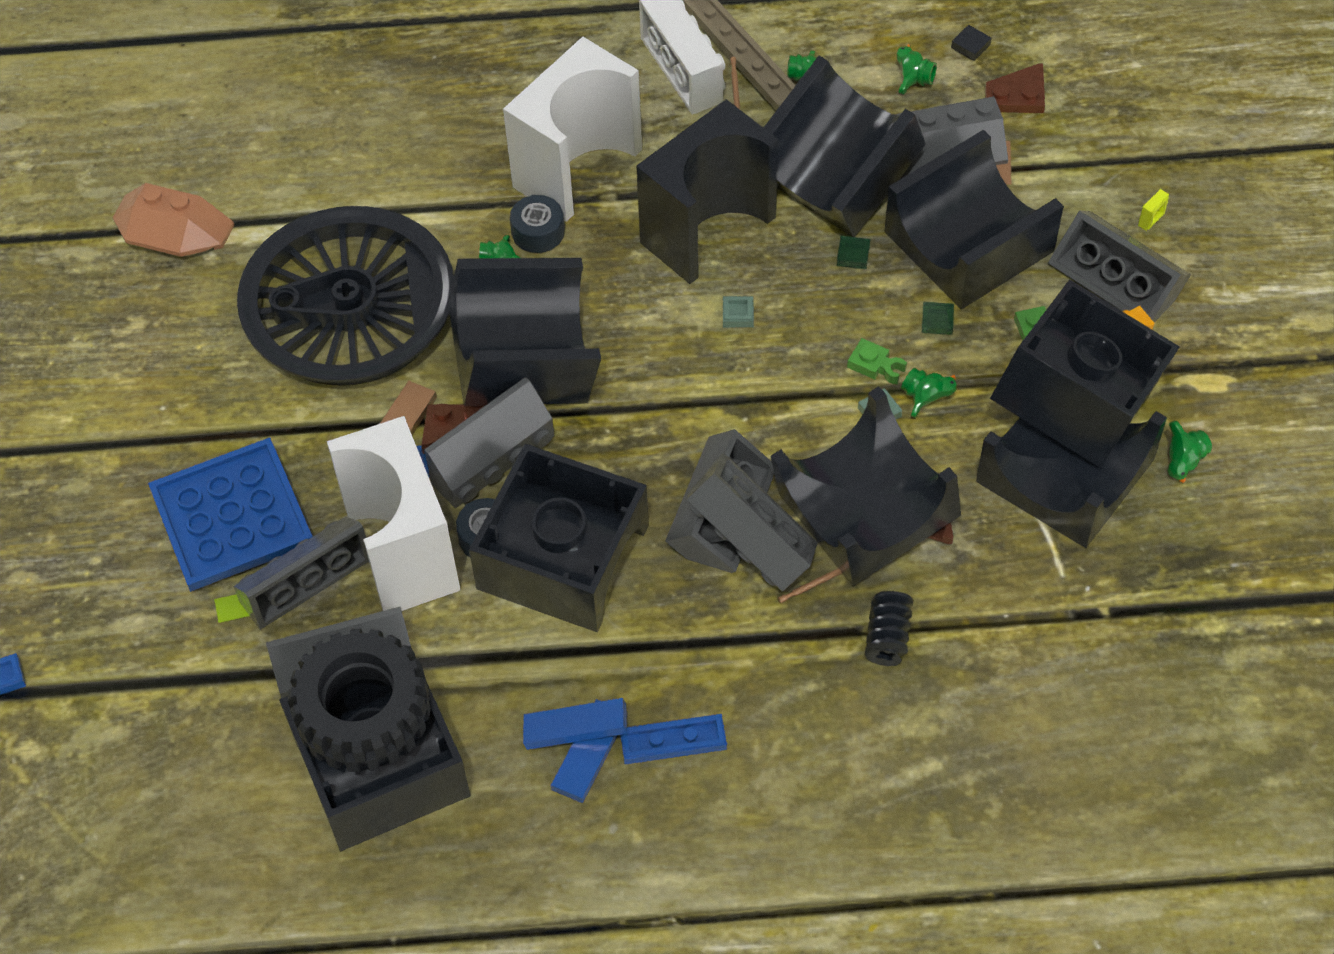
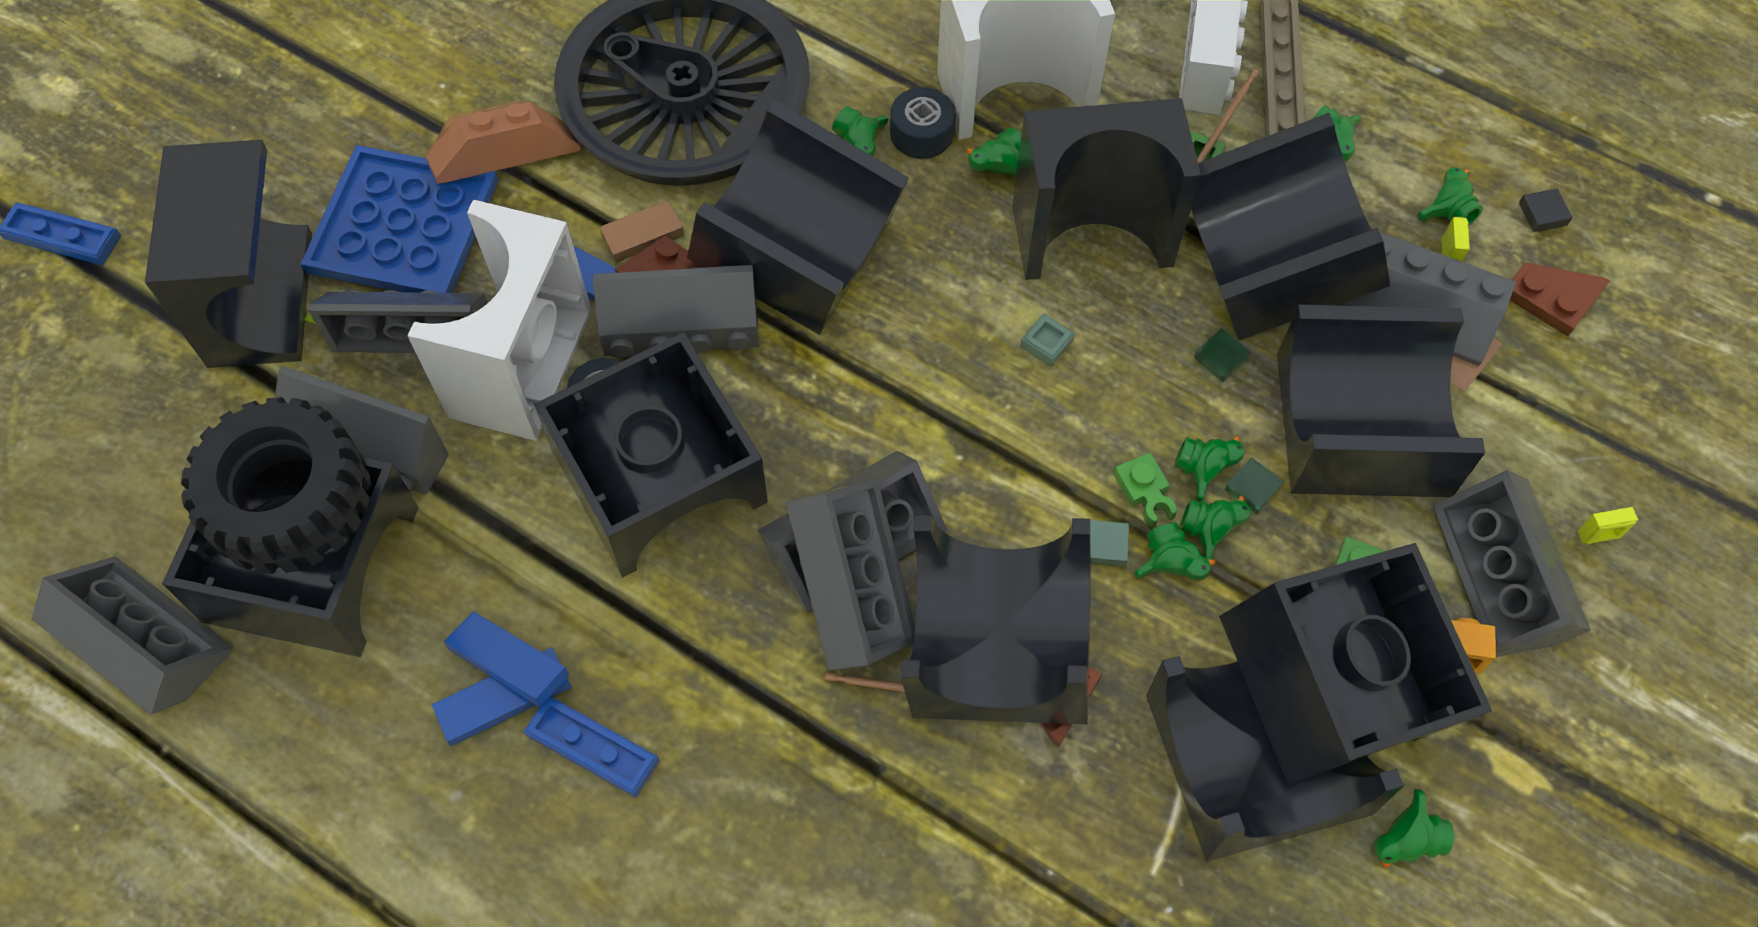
camera: 35 degrees right, 5 degrees up
(155, 596) = (219, 265): none -> black piece
(250, 415) = (497, 140): none -> nougat wedge
(303, 887) = (129, 632): none -> dark grey slope
(609, 212) = (997, 155): none -> green animal
(888, 627) = (903, 791): black piece -> none
(899, 320) = (1207, 460): none -> green animal
(933, 353) = (1213, 521): none -> green animal
(935, 93) = (1456, 239): none -> neon yellow tile

